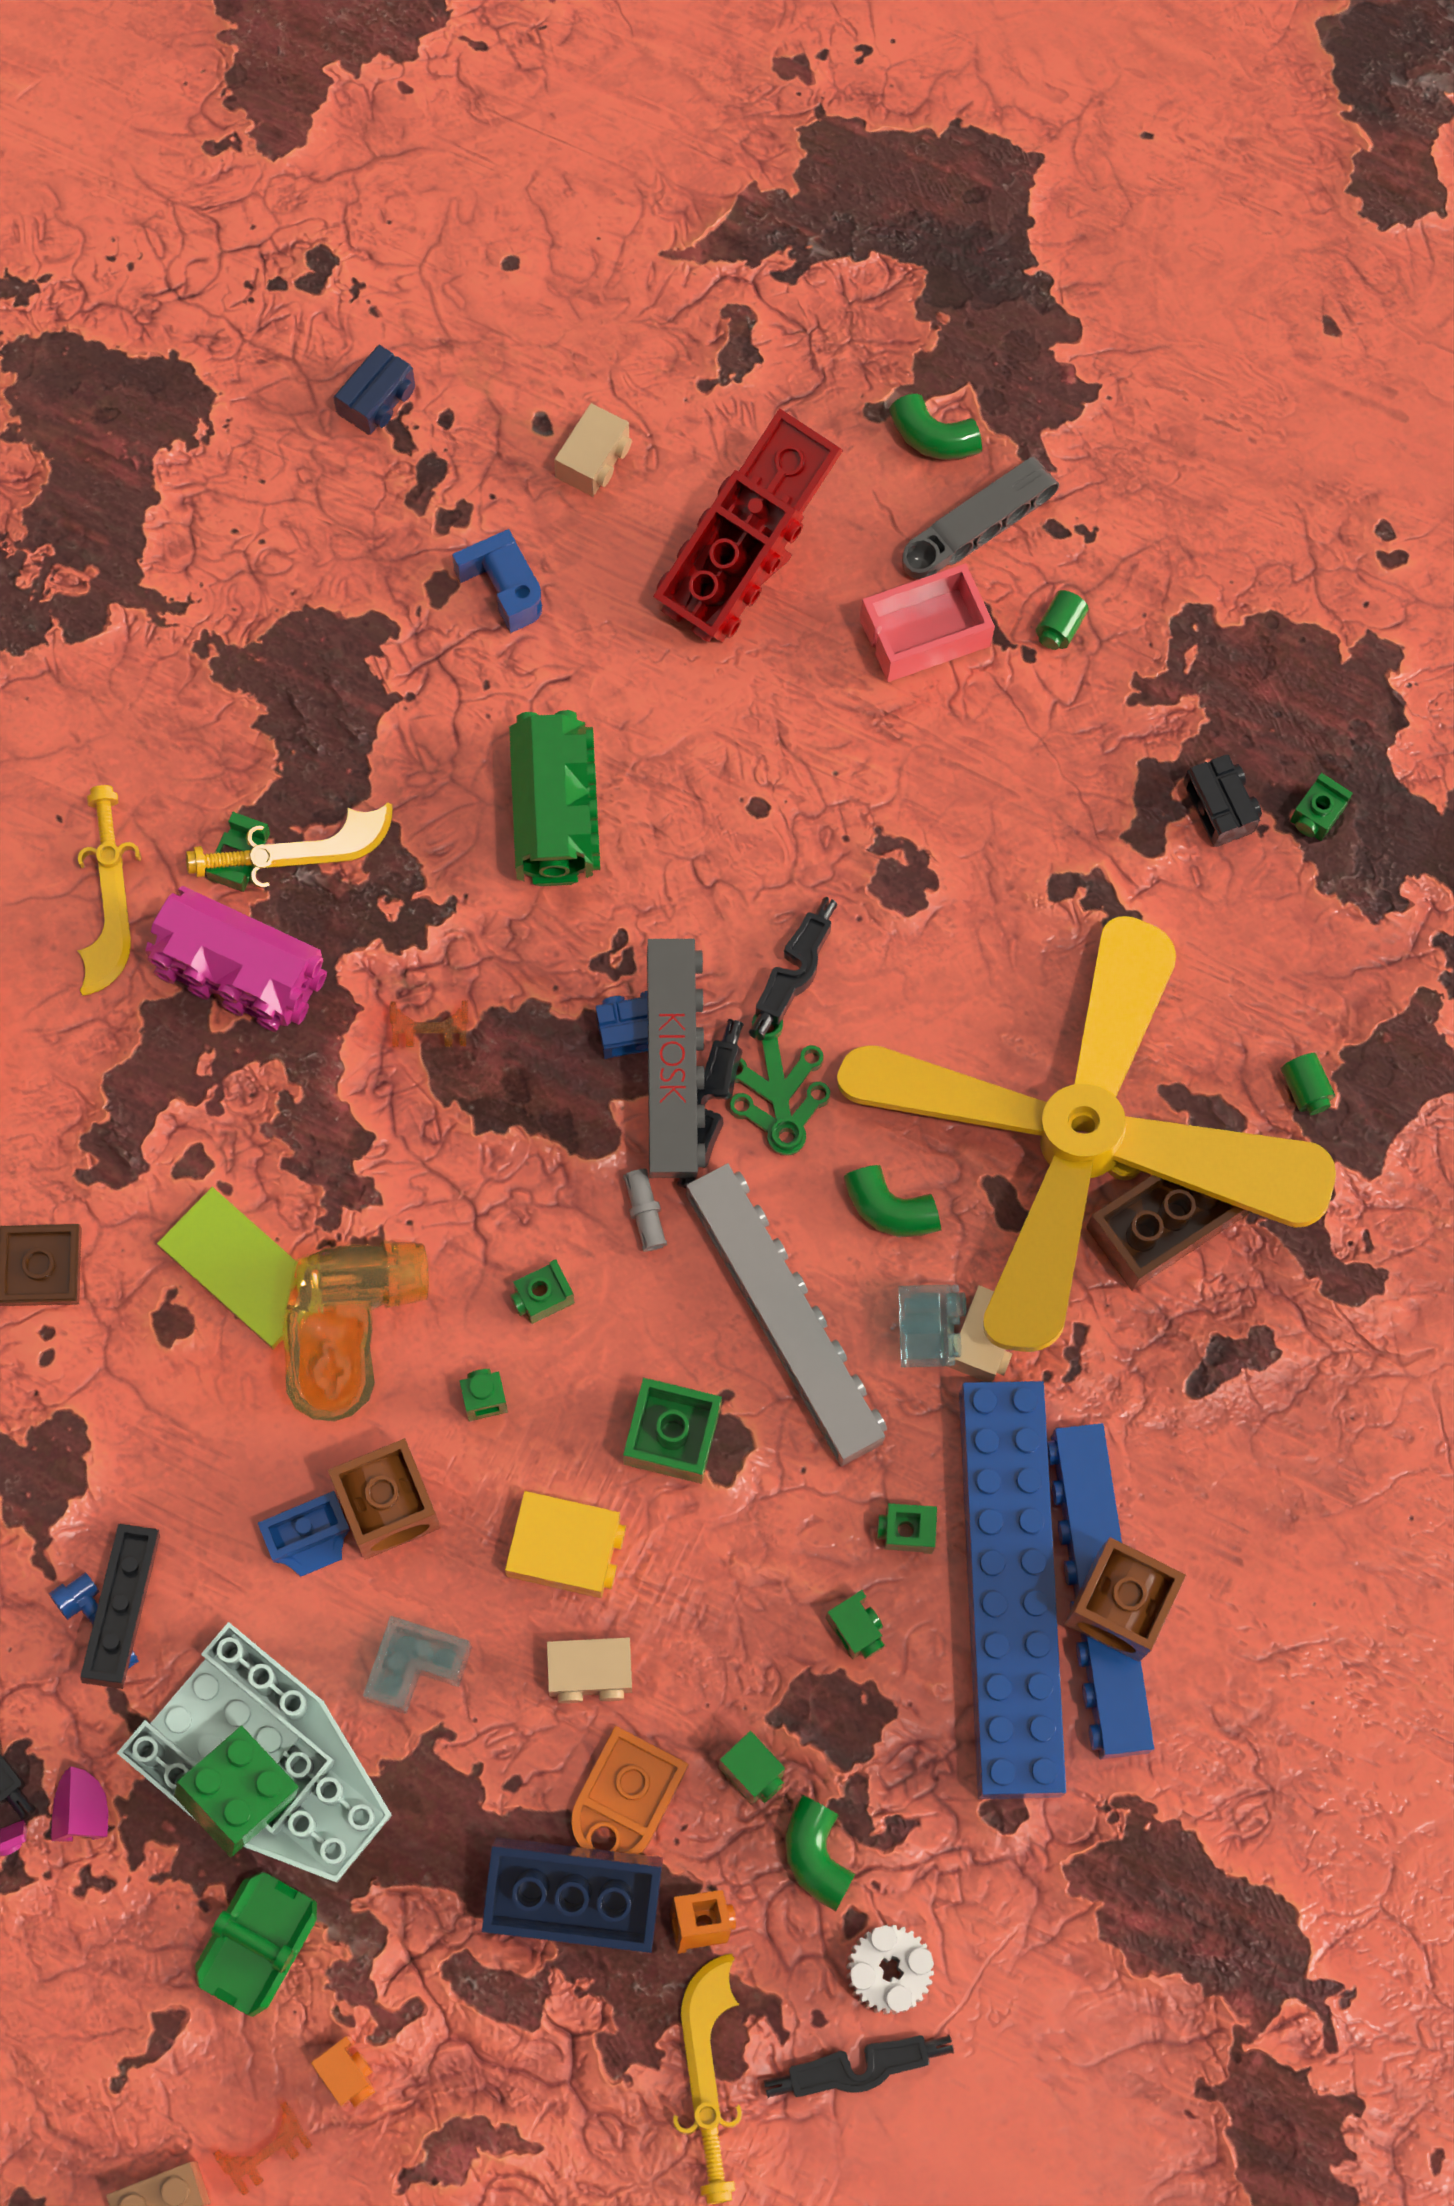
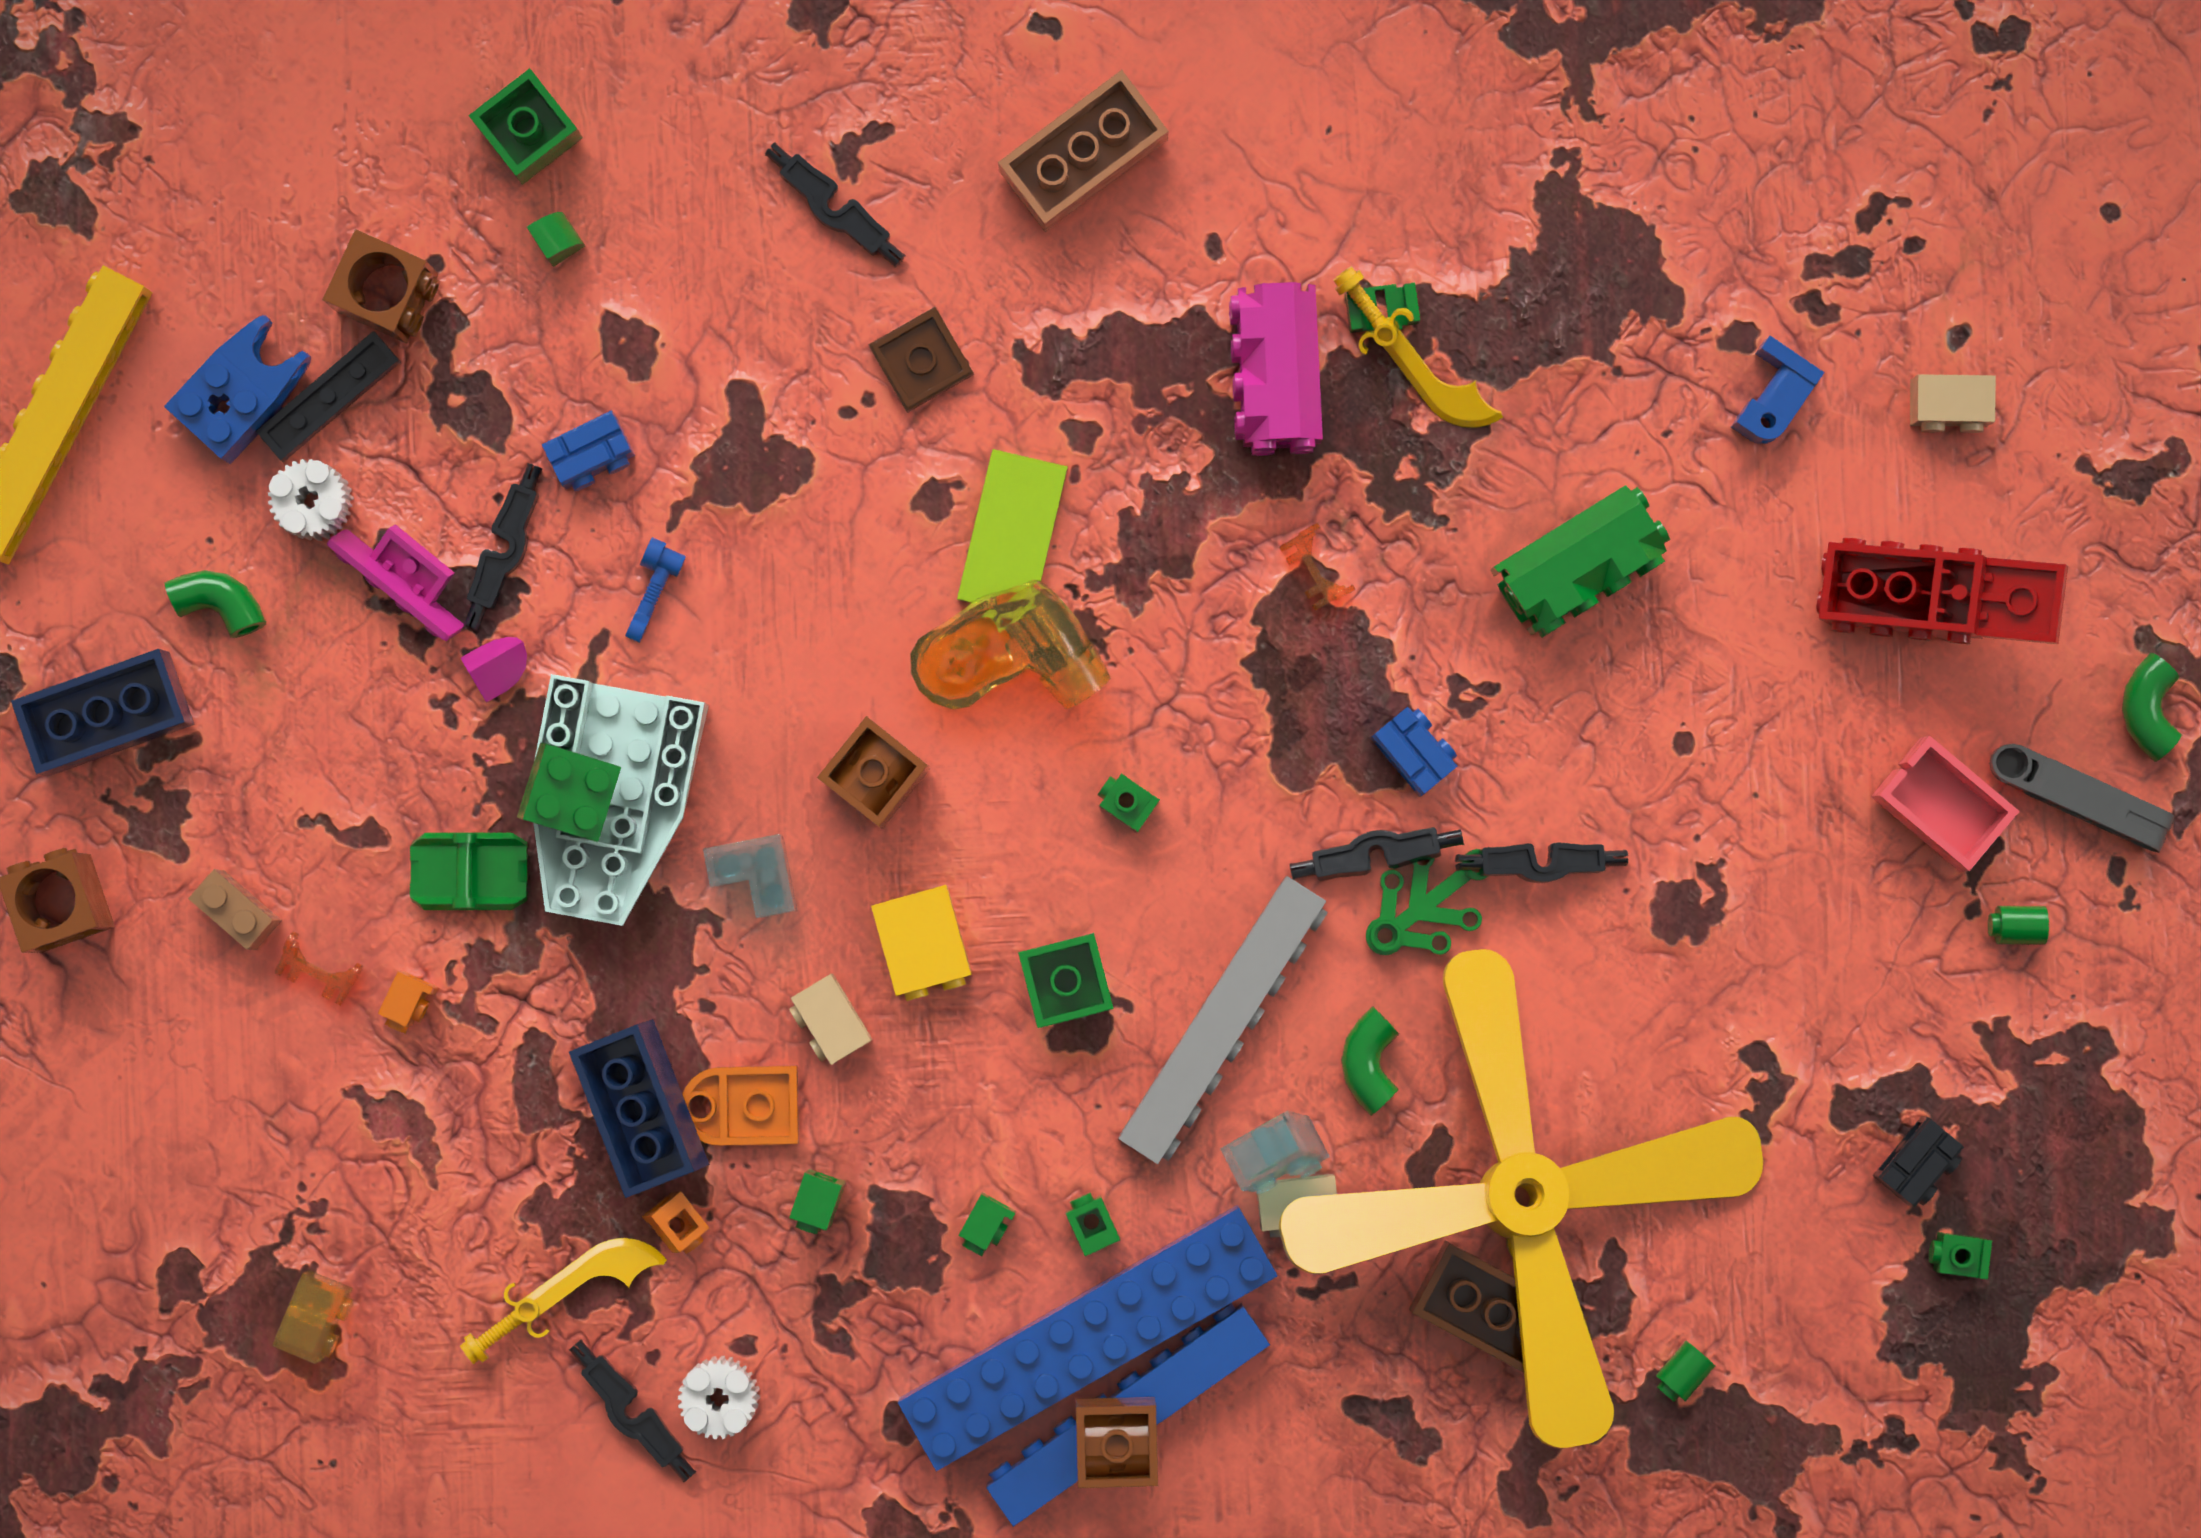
camera: 60 degrees right, 15 degrees up
(110, 952) = (1230, 251): yellow sword -> none
(120, 1606) = (671, 604): black plate -> none
(307, 1534) = (814, 721): blue slope -> none
(375, 390) = (1901, 167): dark blue brick -> none
(483, 1394) = (1013, 801): green brick -> none
(645, 1210) = (1249, 849): light grey pin -> none
(672, 1058) = (1391, 803): dark grey brick -> none
(809, 1855) = (775, 1282): green cylinder -> none

